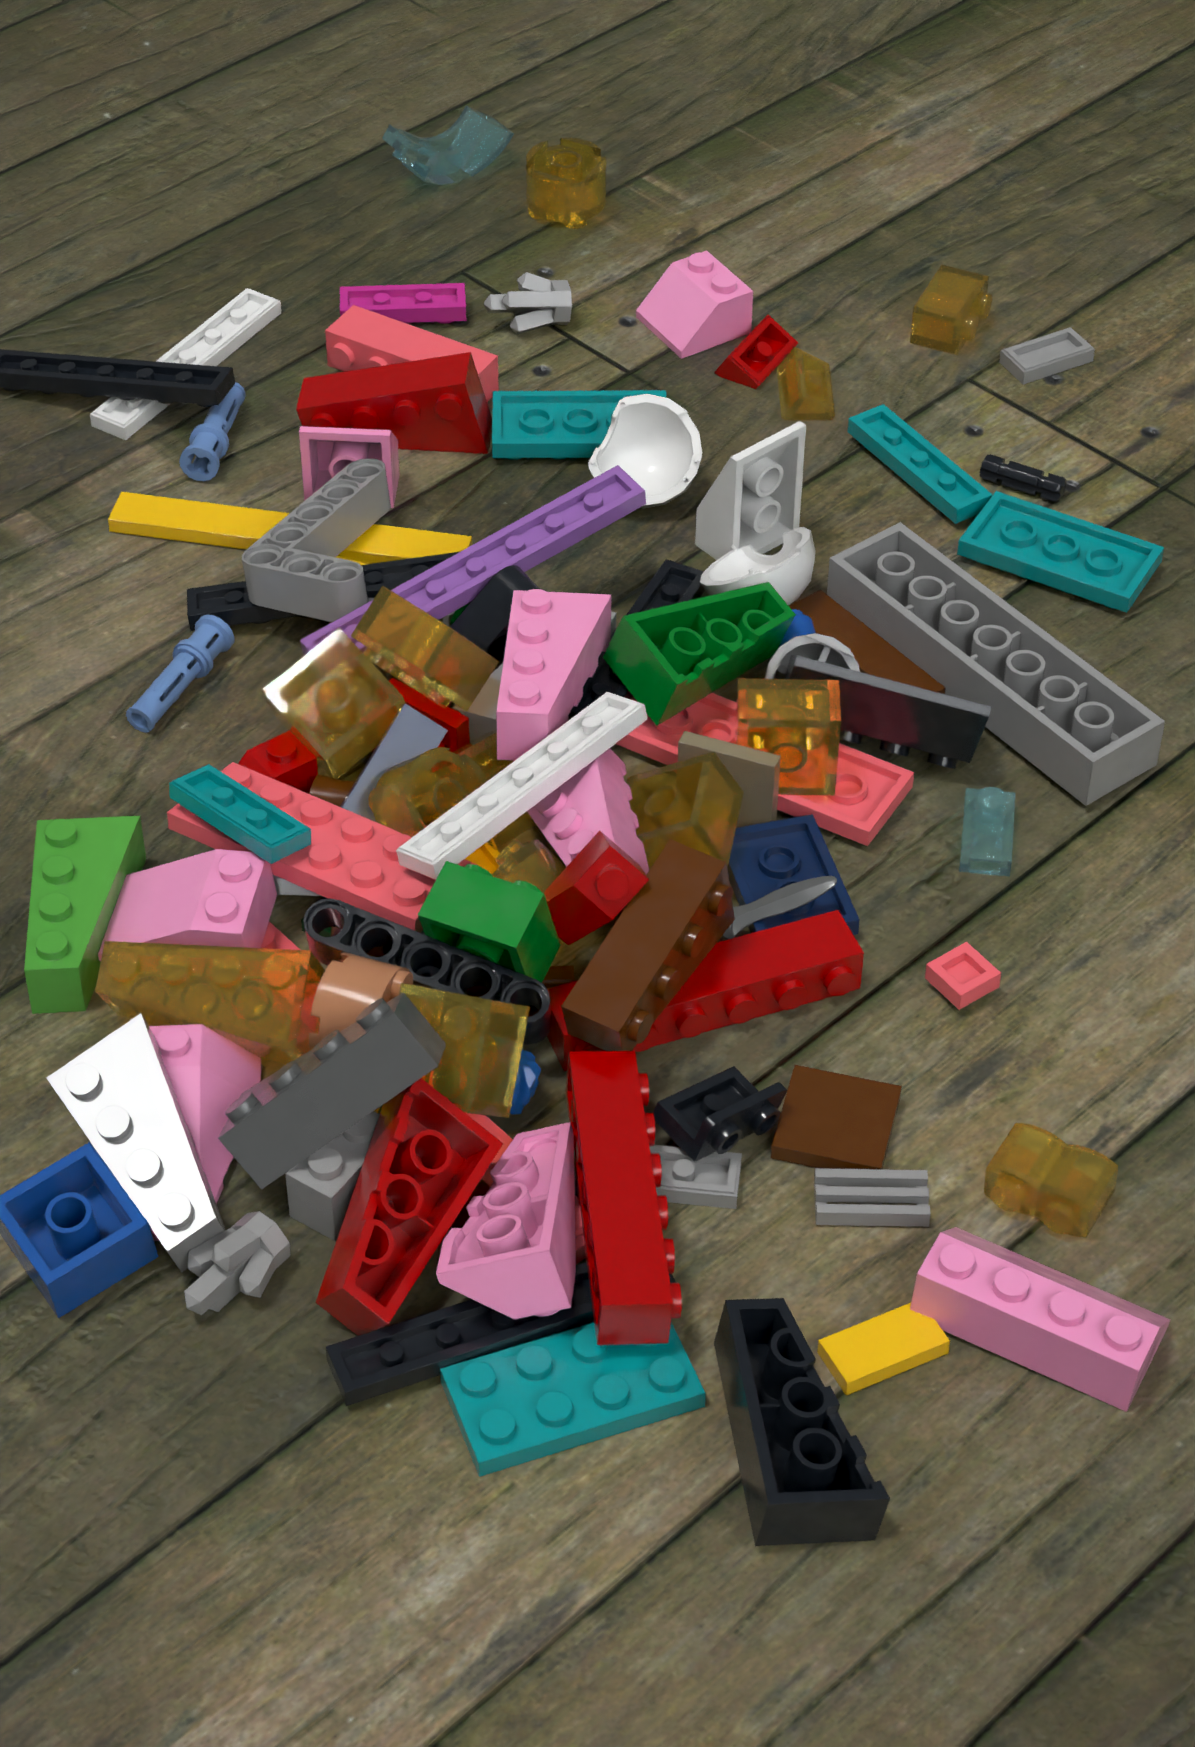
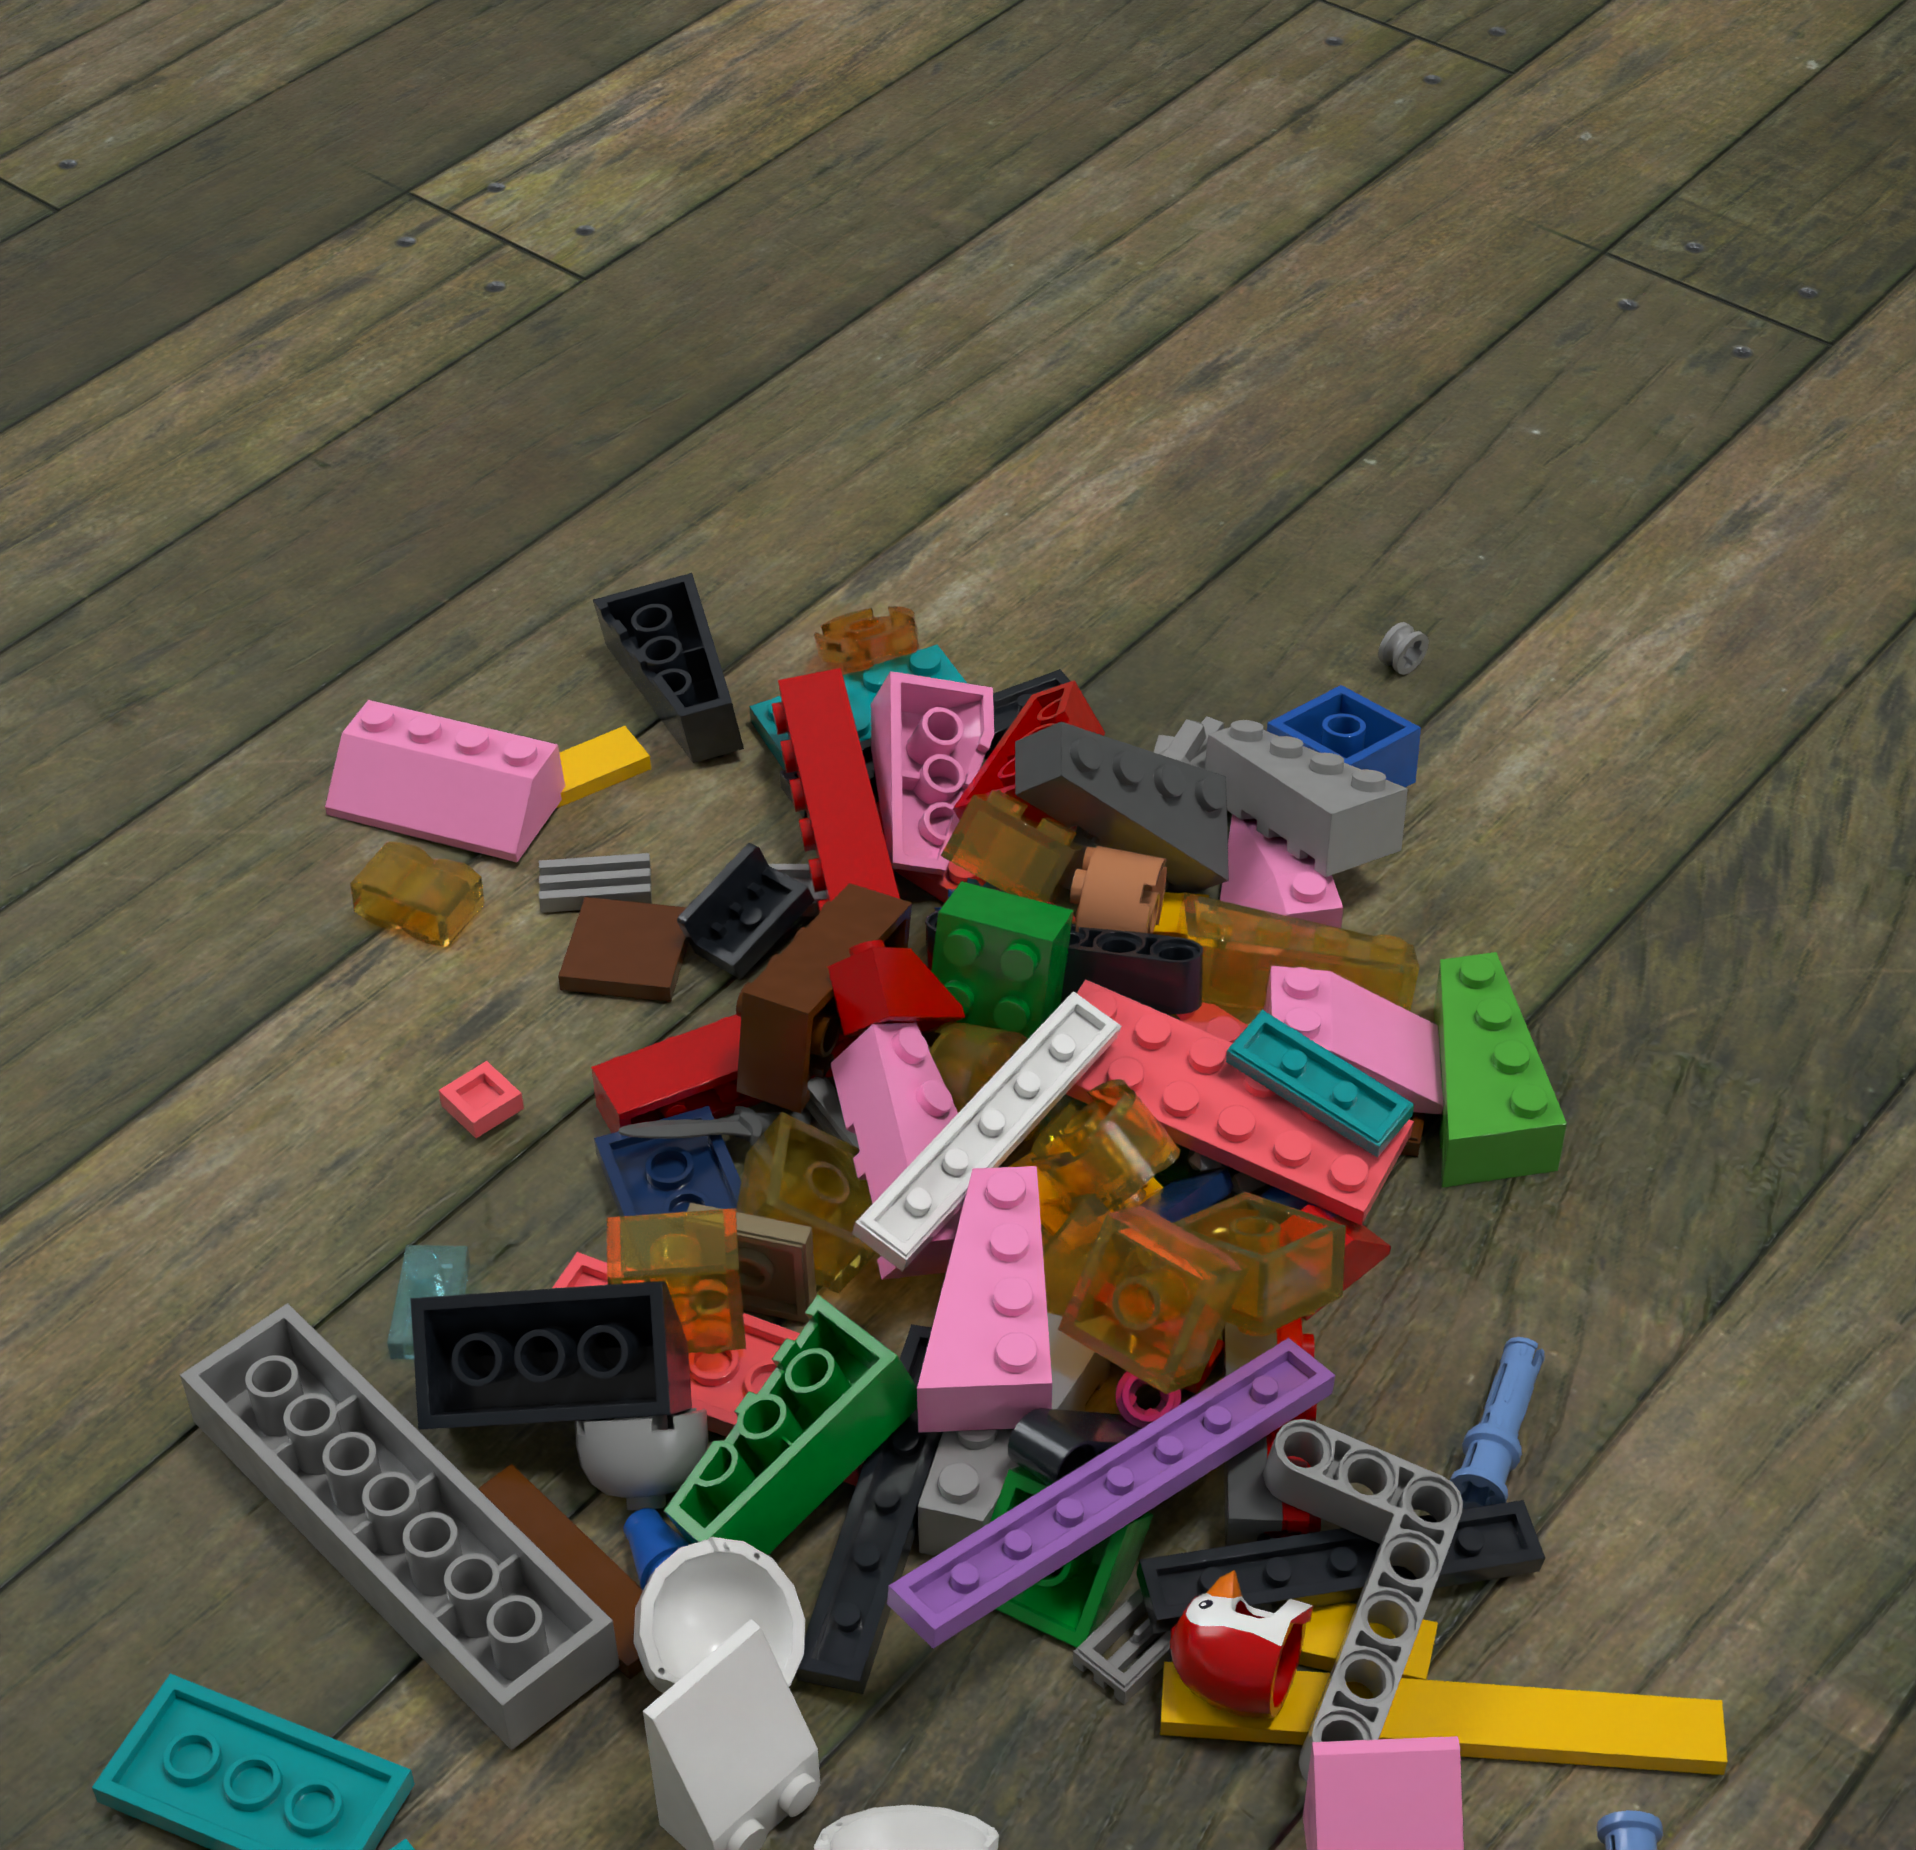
camera: 175 degrees right, 0 degrees up
(424, 521) = (1237, 1653): none -> red piece
(545, 1490) = (860, 637): none -> clear orange plate

